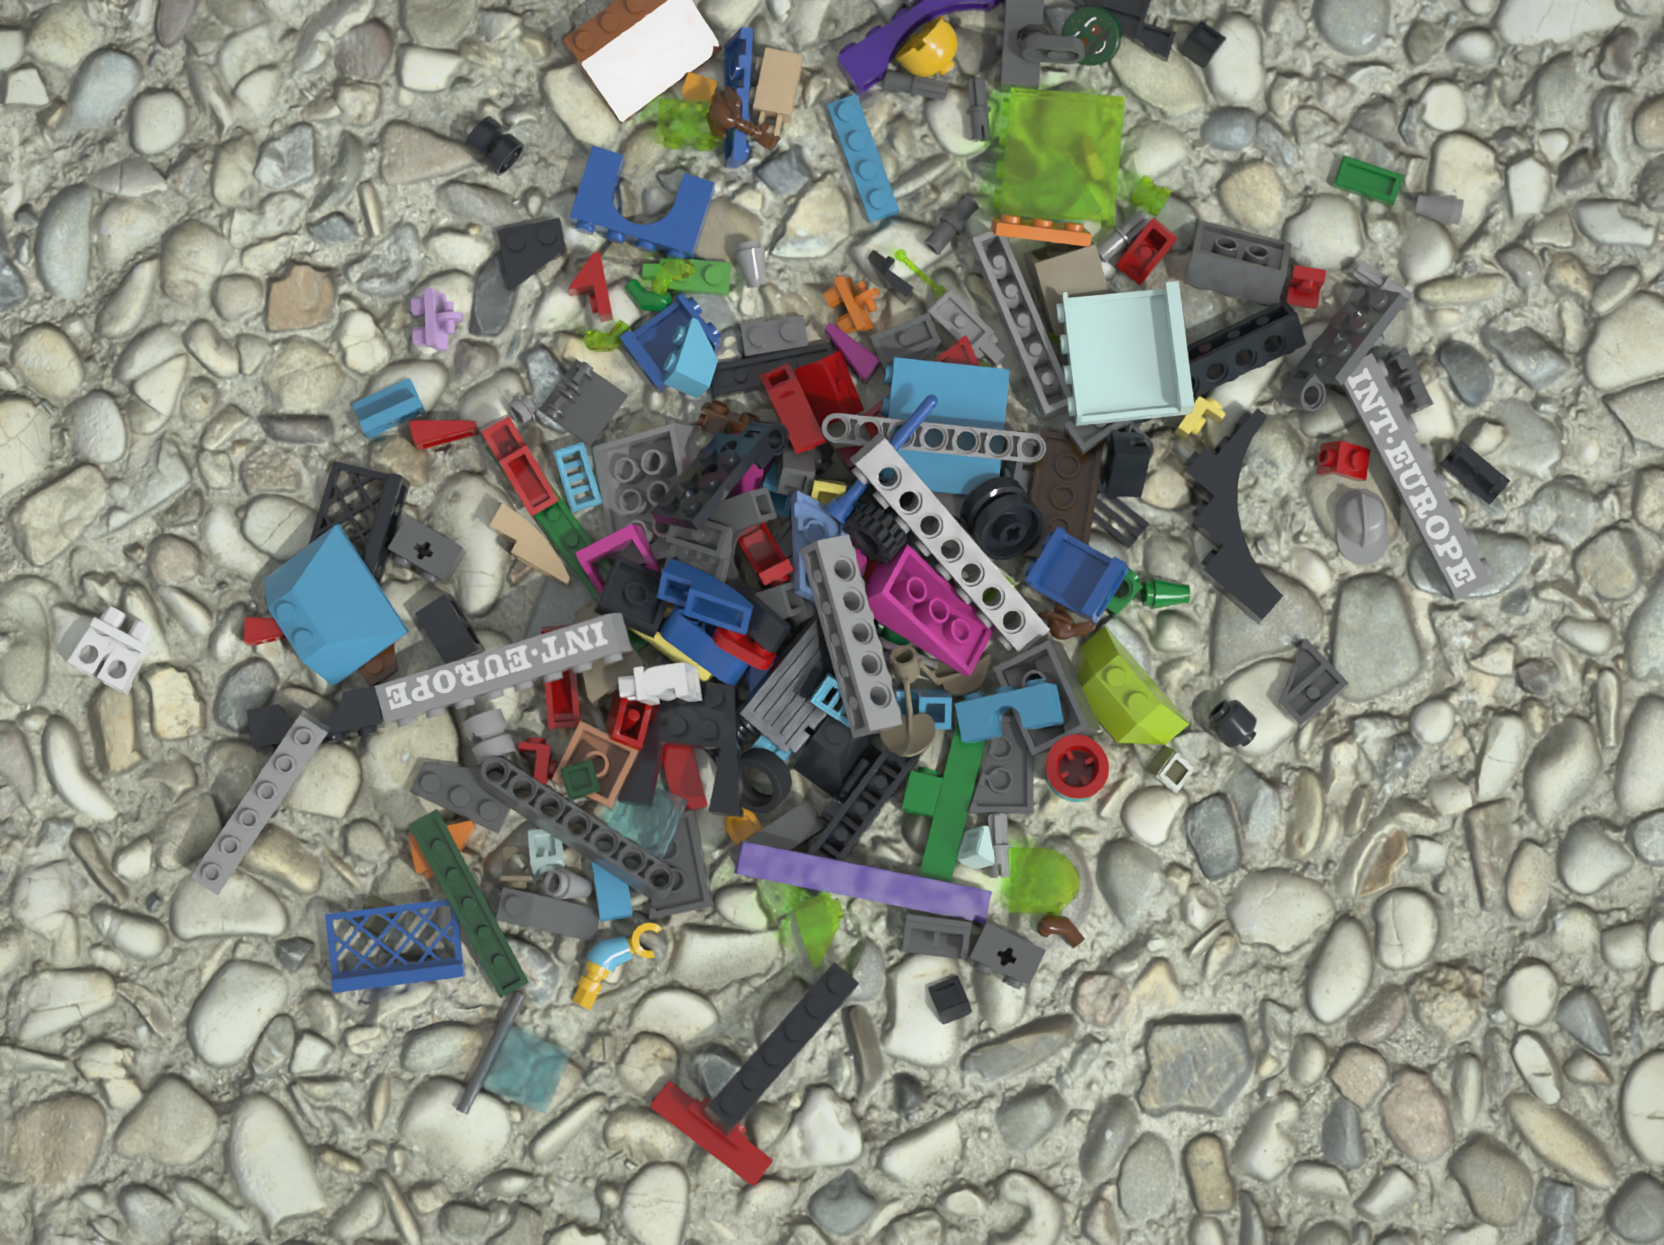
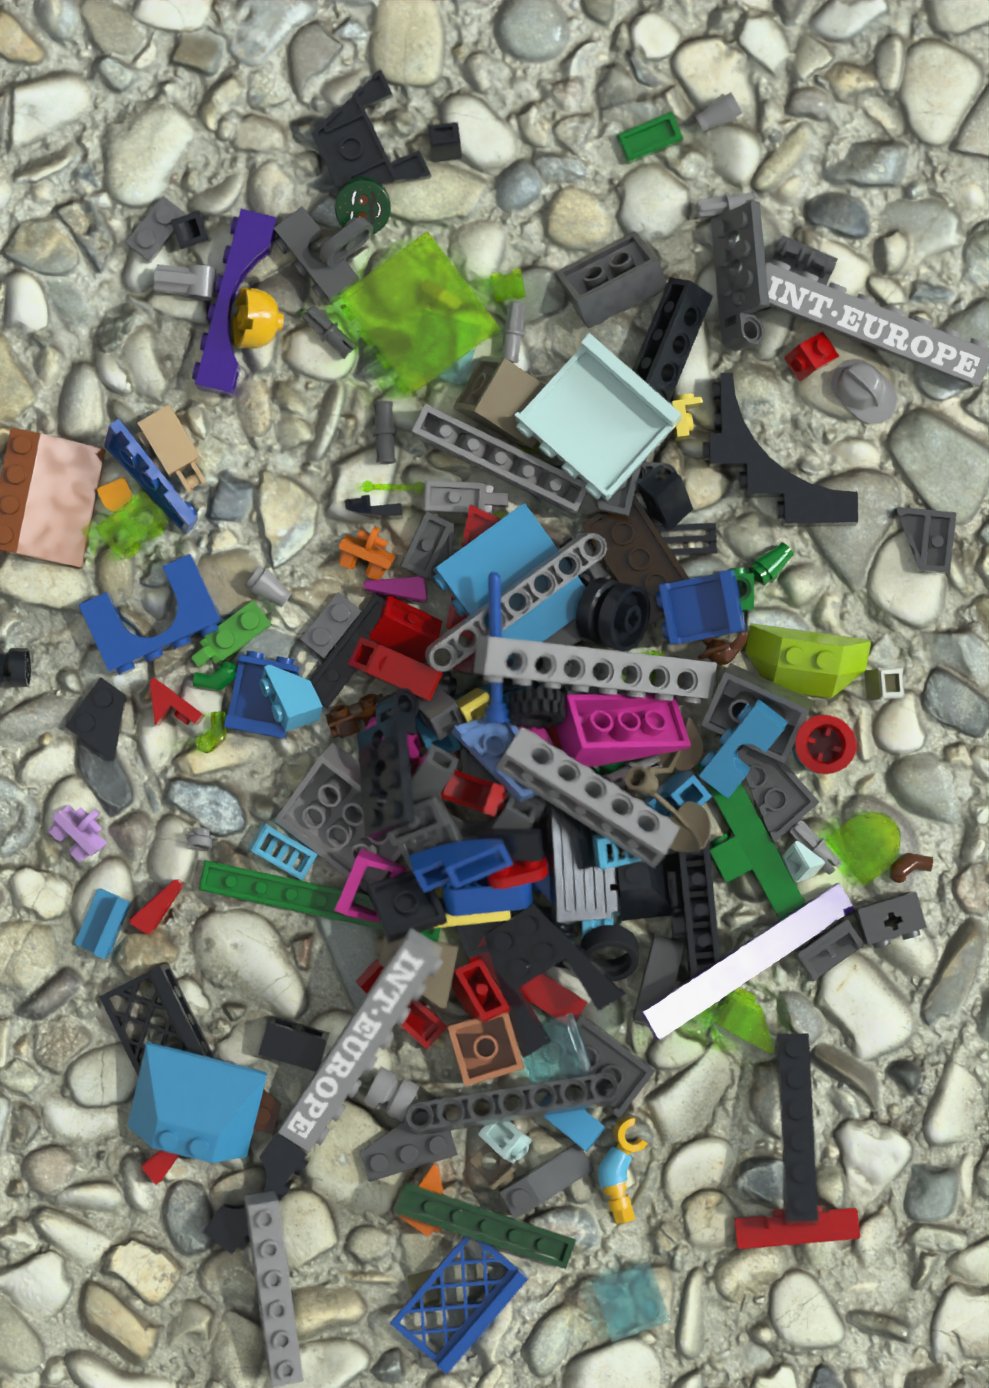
camera: 45 degrees left, 5 degrees up
(110, 653) = (72, 1270): white hips -> none
(416, 536) = (206, 1001): dark grey brick -> none
(491, 1052) = (593, 1311): dark grey bar -> none
(519, 465) = (235, 882): red slope -> none
(529, 545) = (295, 930): tan slope -> none
(544, 766) = (448, 1078): red bracket -> none
(565, 884) = (540, 1149): light grey cone -> none
(580, 779) = (486, 1069): dark green tile -> none
(583, 402) = (239, 794): dark grey hinge -> none
(662, 683) = (477, 959): white hips -> none
(671, 271) = (218, 645): clear neon green arm -> none
(725, 114) = (155, 498): reddish brown piece -> none
(742, 828) = (629, 1000): light orange tile -> none
(862, 158) = (278, 440): dark azure plate -> none
(916, 85) = (269, 353): dark grey axle -> none
(950, 1000) = (877, 984): black slope -> none
(1041, 230) = (457, 381): orange wing -> none
(1147, 251) = (541, 328): red slope -> none
(1232, 723) = (900, 613): black head -> none
(1305, 286) = (675, 255): red bracket -> none
(1475, 472) = (910, 282): black hinge -> none

